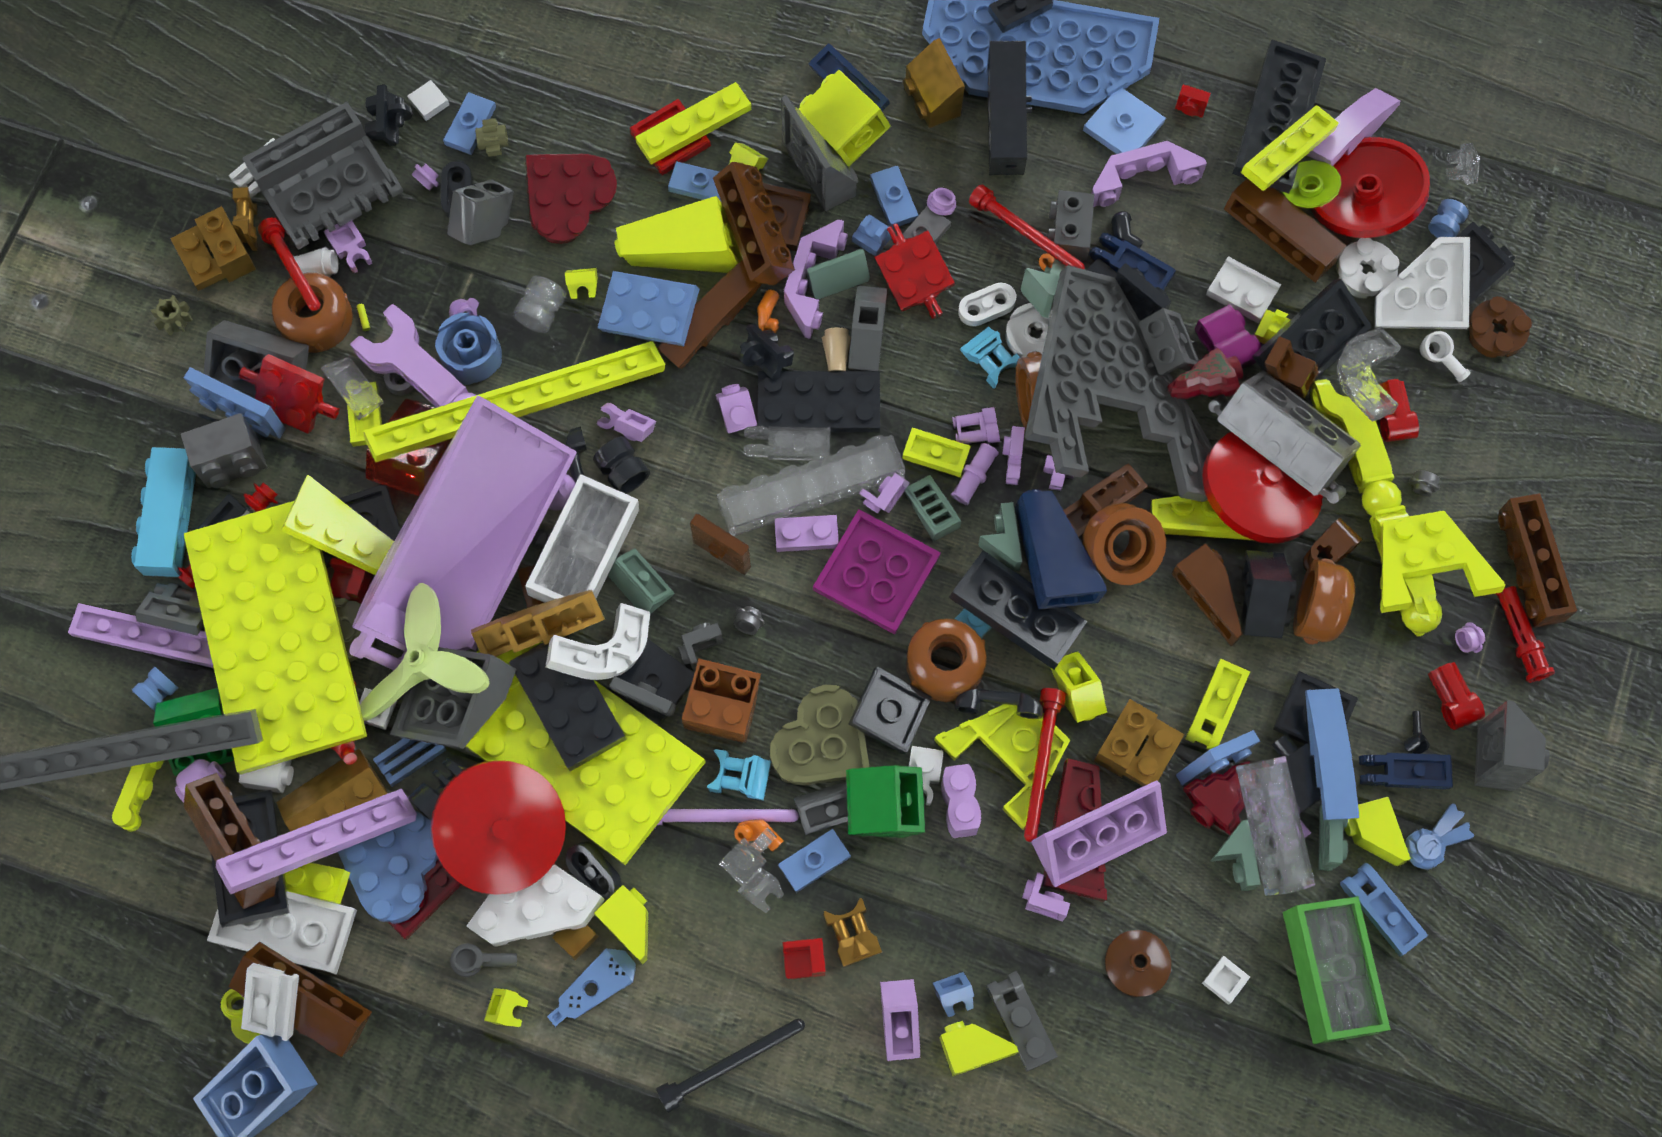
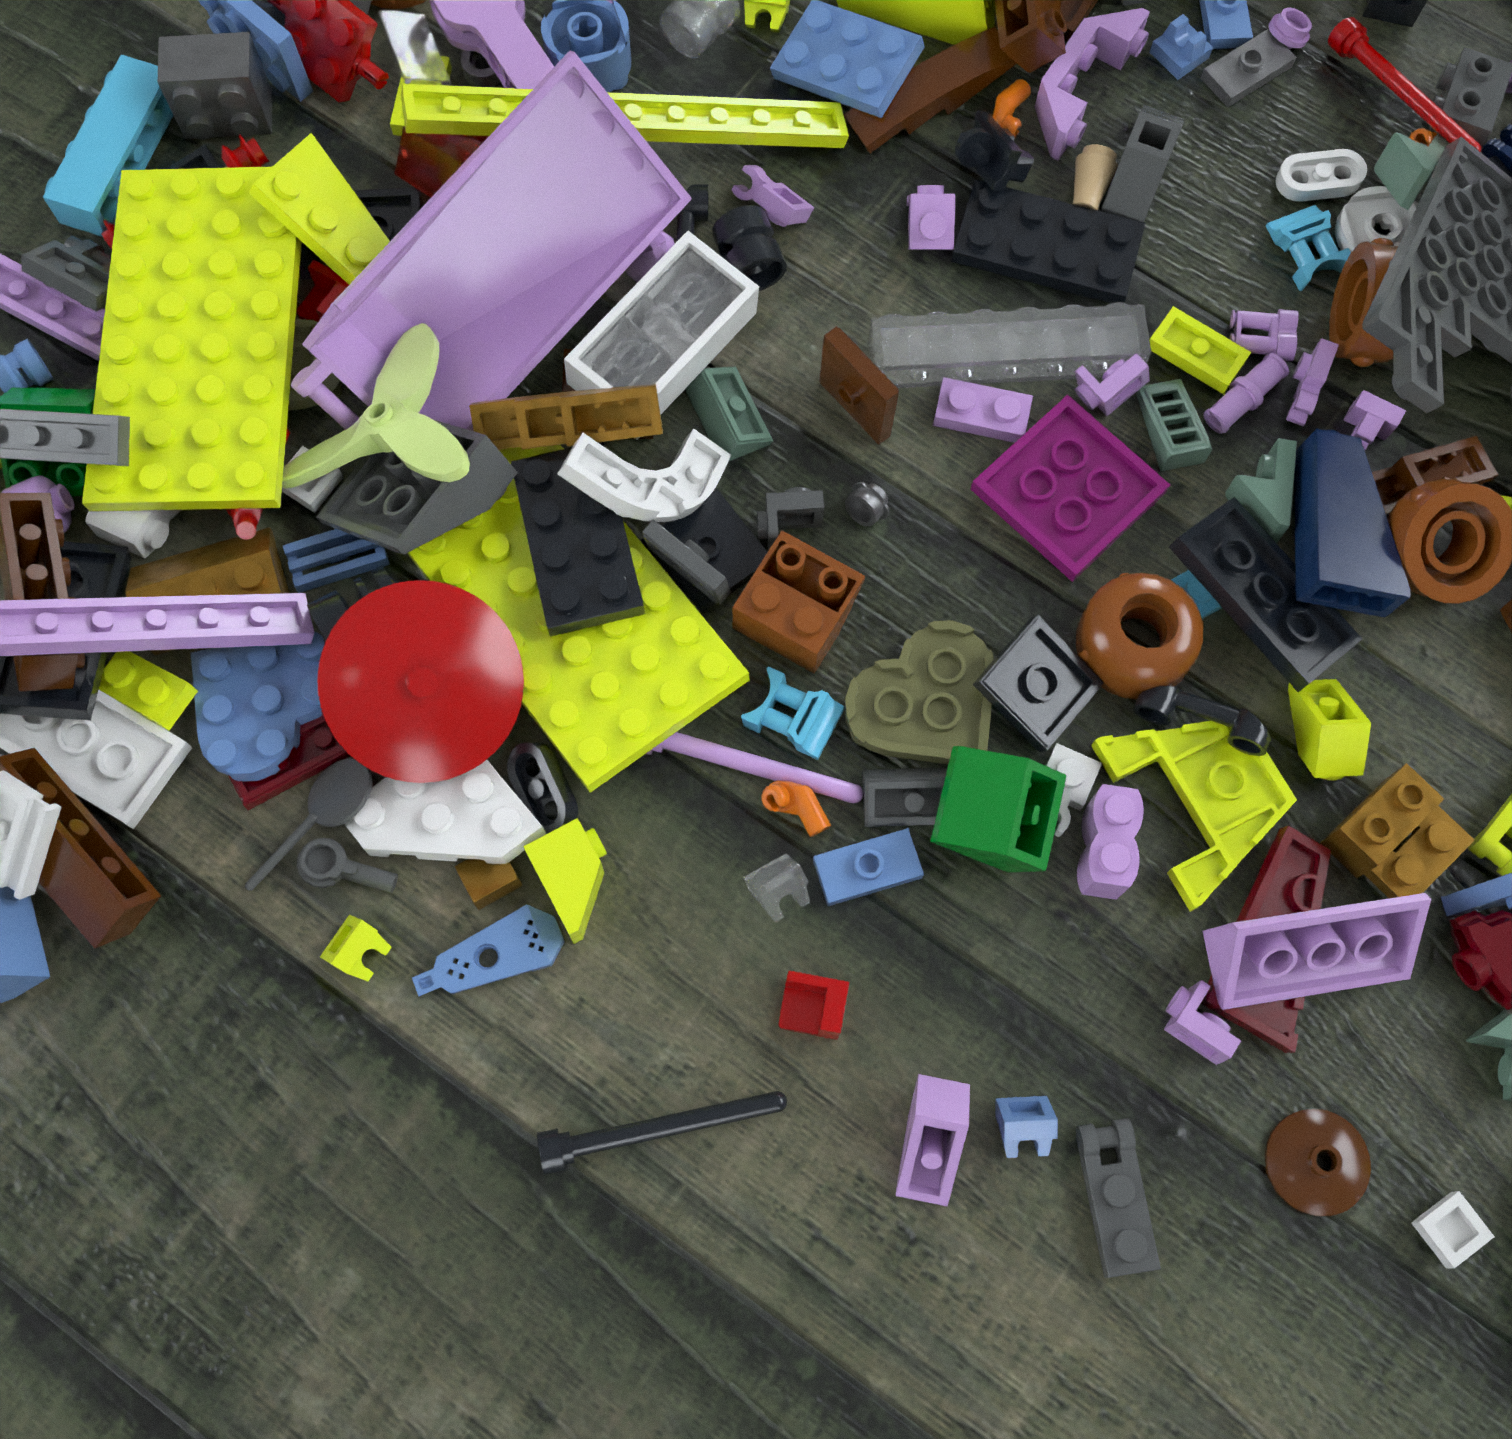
camera: 15 degrees right, 0 degrees up
(460, 917) = (331, 802): none -> dark grey piece
(746, 858) = (768, 833): clear plate -> none
(788, 442) = (987, 282): clear hinge -> none
(838, 274) = (1122, 82): sand green slope -> none
(856, 947) = (896, 1012): pearl gold piece -> none
(915, 271) = (1230, 105): red plate -> none
(973, 1047) = (1033, 1215): neon yellow slope -> none
(1052, 702) = (1286, 735): red piece -> none

